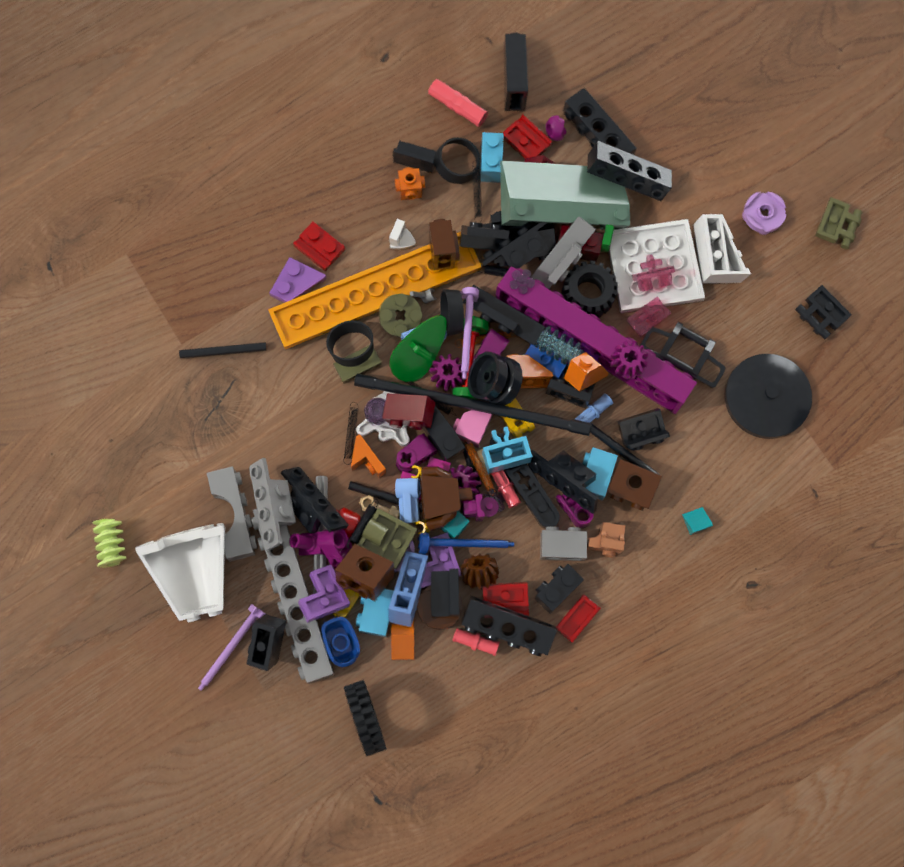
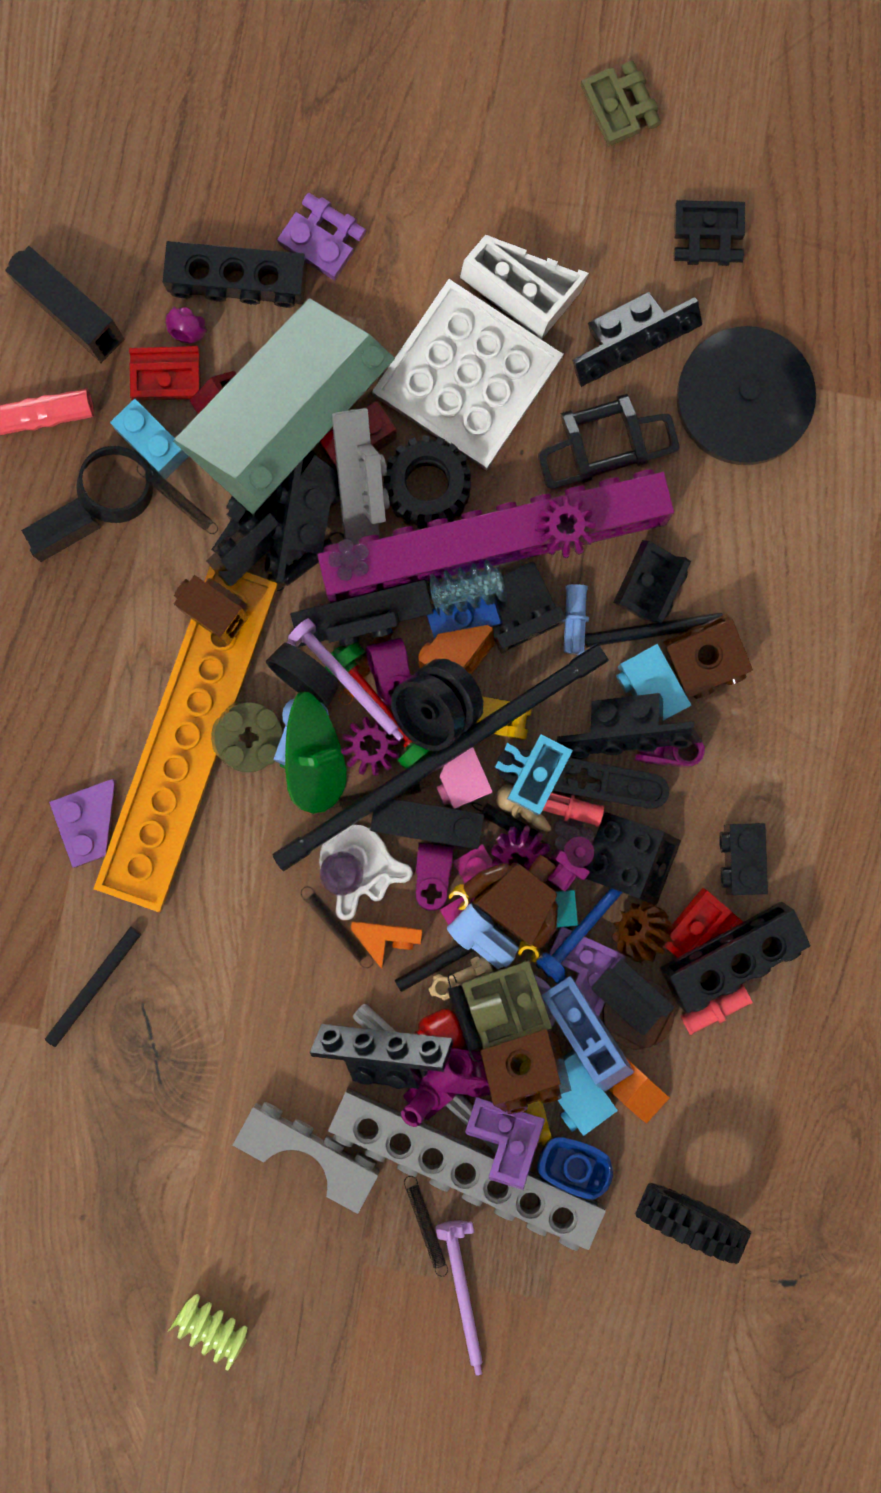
camera: 40 degrees left, 10 degrees up
(189, 570) = (328, 1268): white cone -> none
(238, 620) = (422, 1223): none -> black piece
(266, 642) = (499, 1255): black brick -> none
(272, 503) = (343, 1102): light grey bracket -> none
(319, 246) = (67, 752): red plate -> none
(346, 328) = (200, 820): black tyre -> none
(349, 373) = (258, 842): olive tile -> none
(401, 237) = (150, 643): white tile -> none
(408, 410) = (379, 839): dark red brick -> none
(410, 183) = (102, 576): orange brick -> none
(426, 295) = (251, 683): light grey hand -> none
(478, 471) = (556, 831): orange piece -> none
(509, 537) = (632, 858): none -> black bracket
(563, 545) = (699, 804): light grey brick -> none
(577, 618) = (795, 867): red tile -> none
(584, 372) = (525, 587): orange slope -> none
(607, 238) = (385, 400): green tile -> none
(609, 541) = (742, 748): nougat brick -> none
(629, 171) = (326, 292): black brick -> none
(644, 278) = (489, 377): clear pink hips -> none
(646, 147) = (321, 249): none -> medium lavender plate
(648, 316) = (525, 444): clear pink hips -> none
(697, 520) = (813, 622): teal slope -> none
(744, 320) = (633, 332): none -> black bracket
(758, 222) = (512, 193): lavender plate -> none

